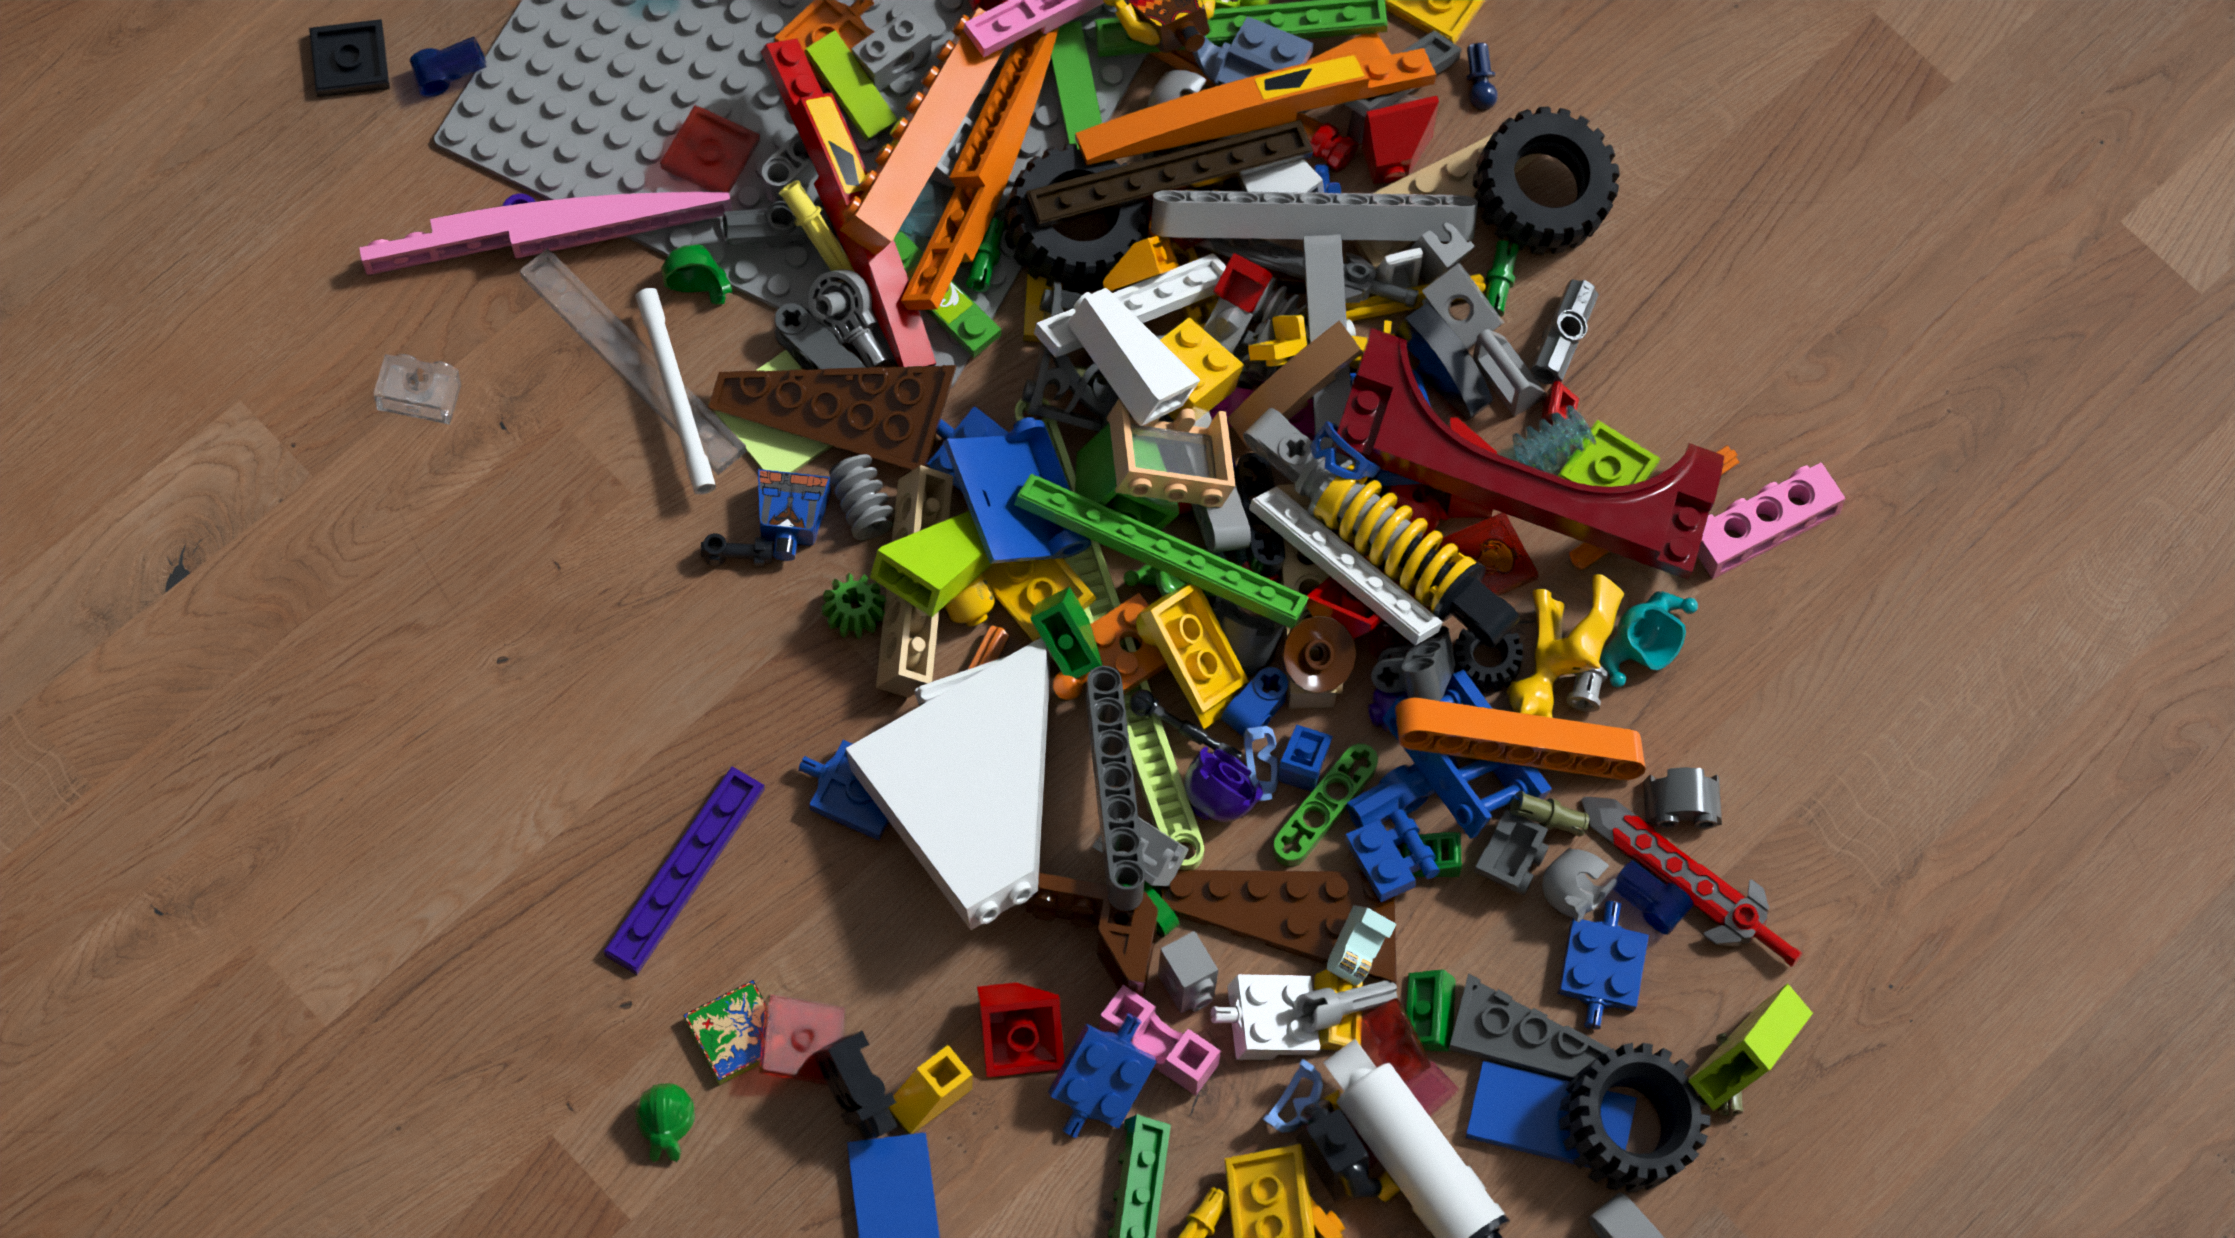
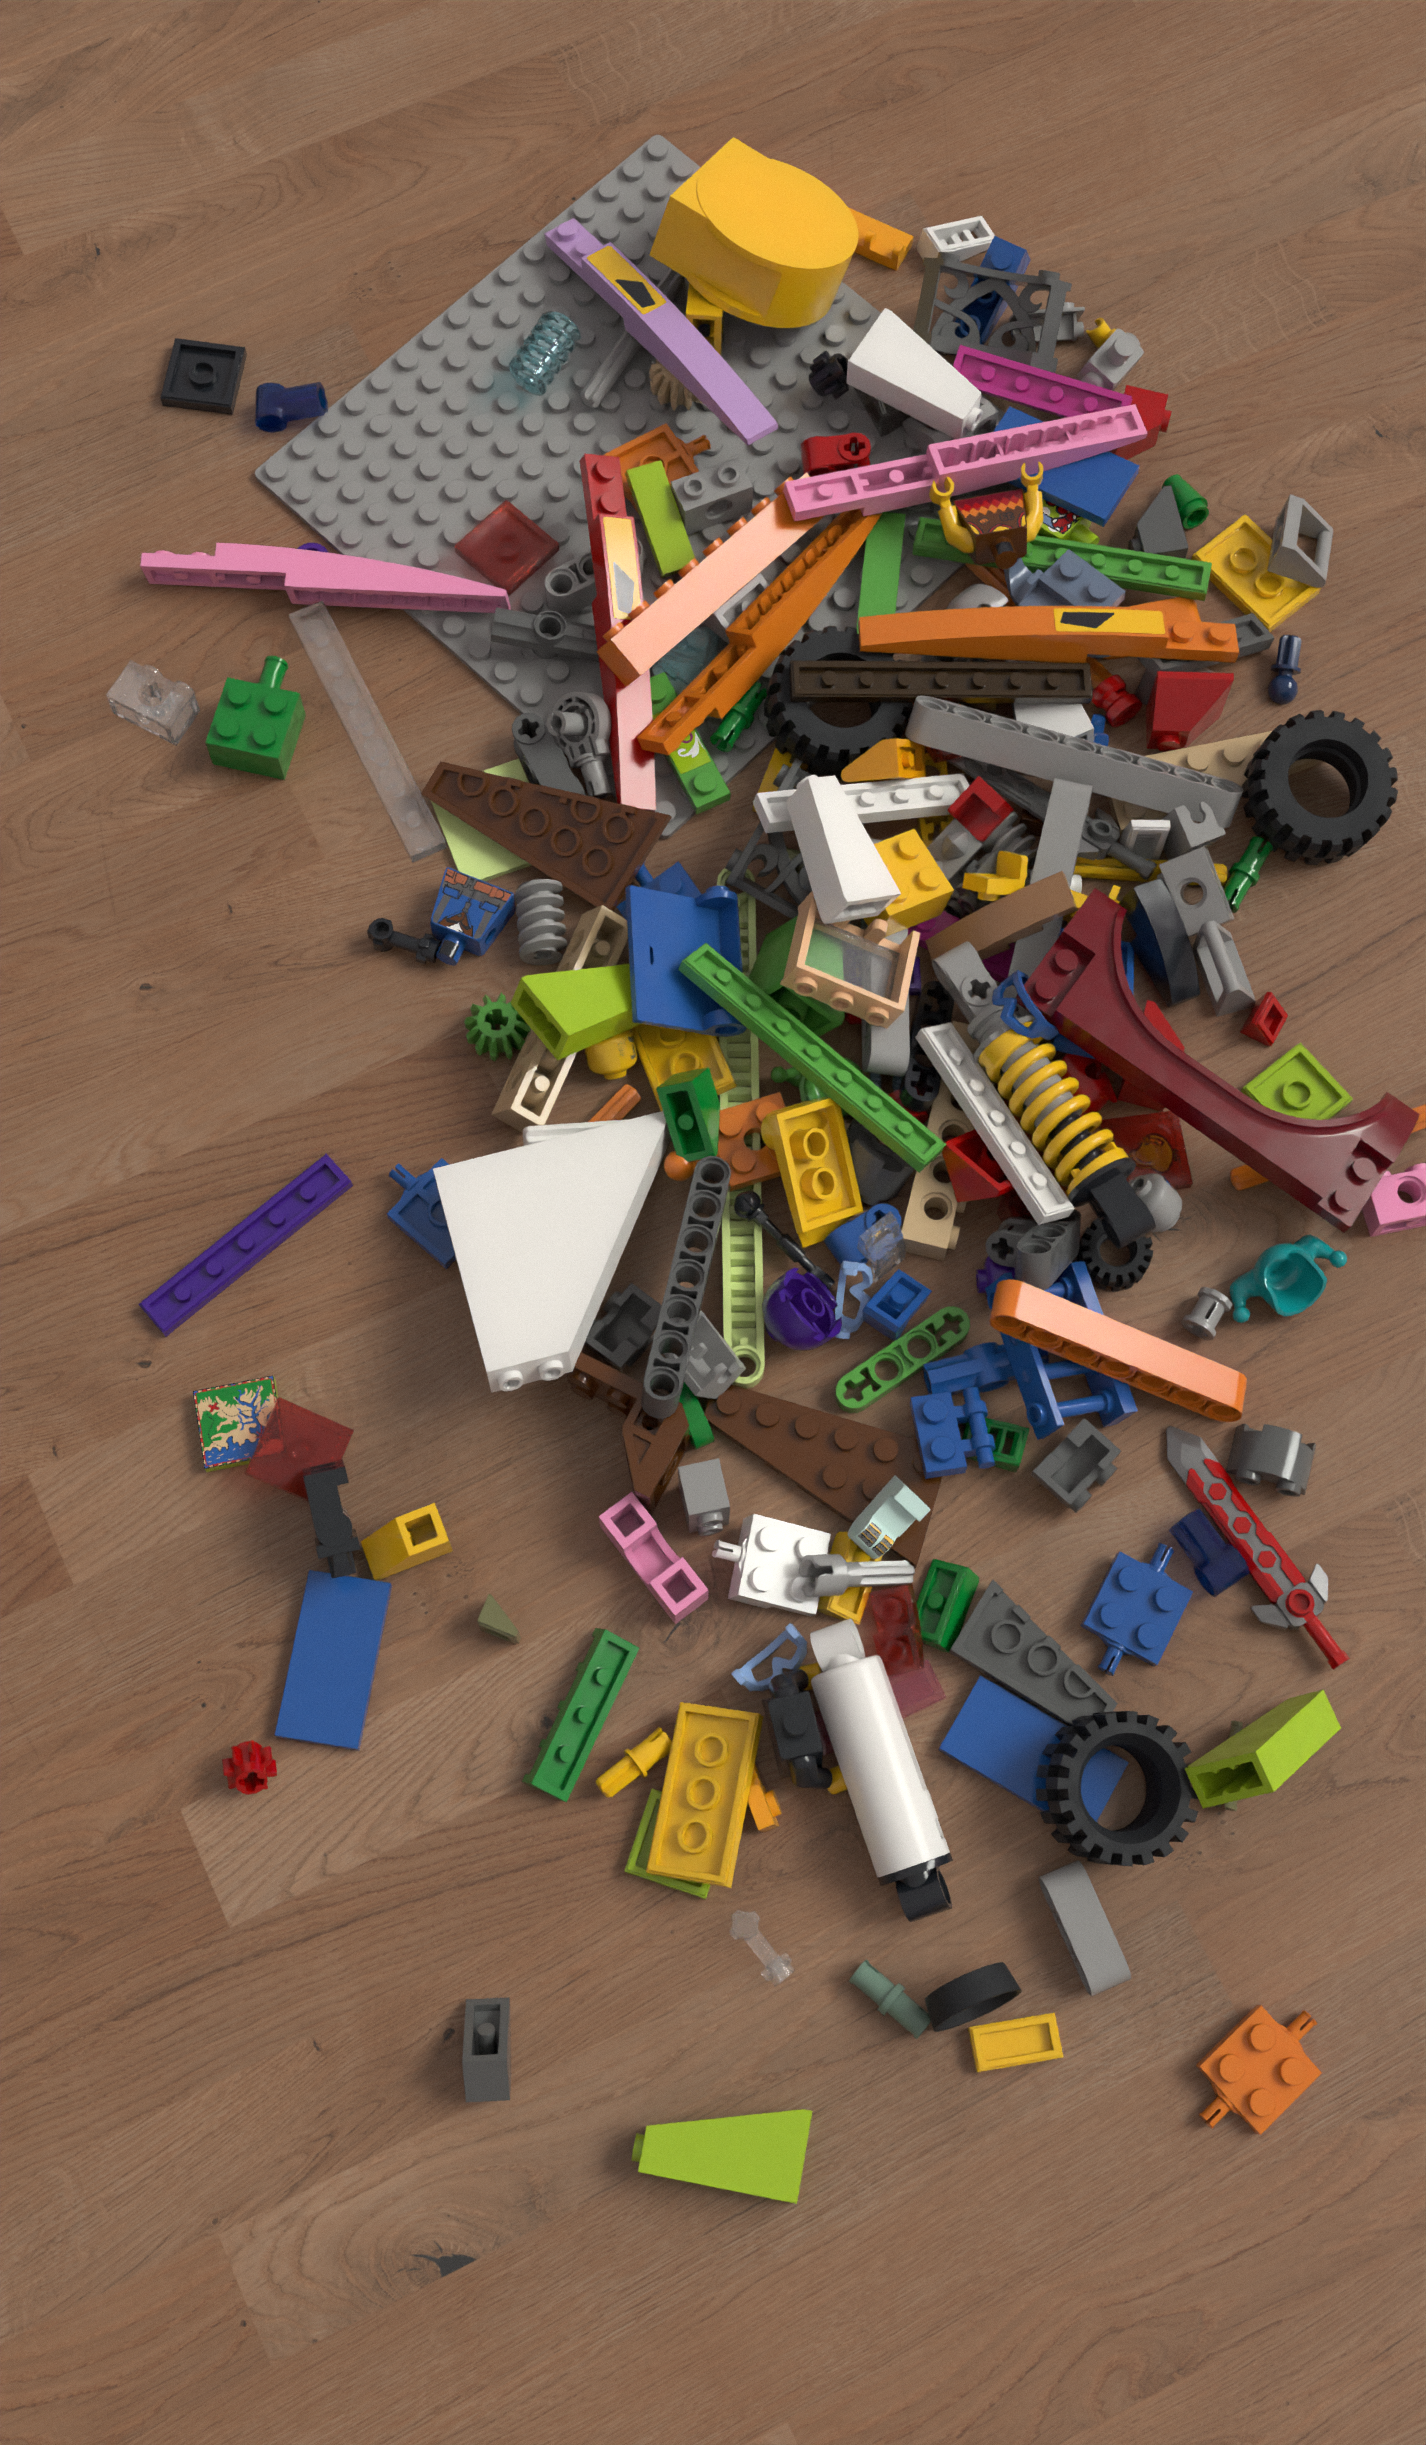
camera: 20 degrees right, 5 degrees up
(526, 382) = (257, 723): none -> green brick
(664, 1117) = (137, 1491): green piece -> none
(694, 270) = (452, 658): green piece -> none
(696, 460) = (390, 843): white piece -> none
(815, 227) = (577, 643): light yellow axle -> none
(1020, 1029) = (517, 1504): red slope -> none
(1037, 1138) = (496, 1622): none -> olive slope
(1067, 842) = (626, 1328): none -> dark grey cylinder
(1102, 1076) = (582, 1579): blue plate -> none
(1278, 705) = (882, 1246): none -> clear slope
(1335, 656) = (954, 1216): reddish brown dish -> none
(1516, 593) = (1160, 1199): none -> light grey head
(1549, 813) = (1127, 1435): olive pin -> none
(1552, 439) = (1247, 1050): clear light blue piece -> none
(1565, 655) = (1186, 1275): yellow animal -> none
(1569, 888) = (1128, 1514): light grey helmet -> none
(1572, 318) = (1304, 932): dark grey piece -> none

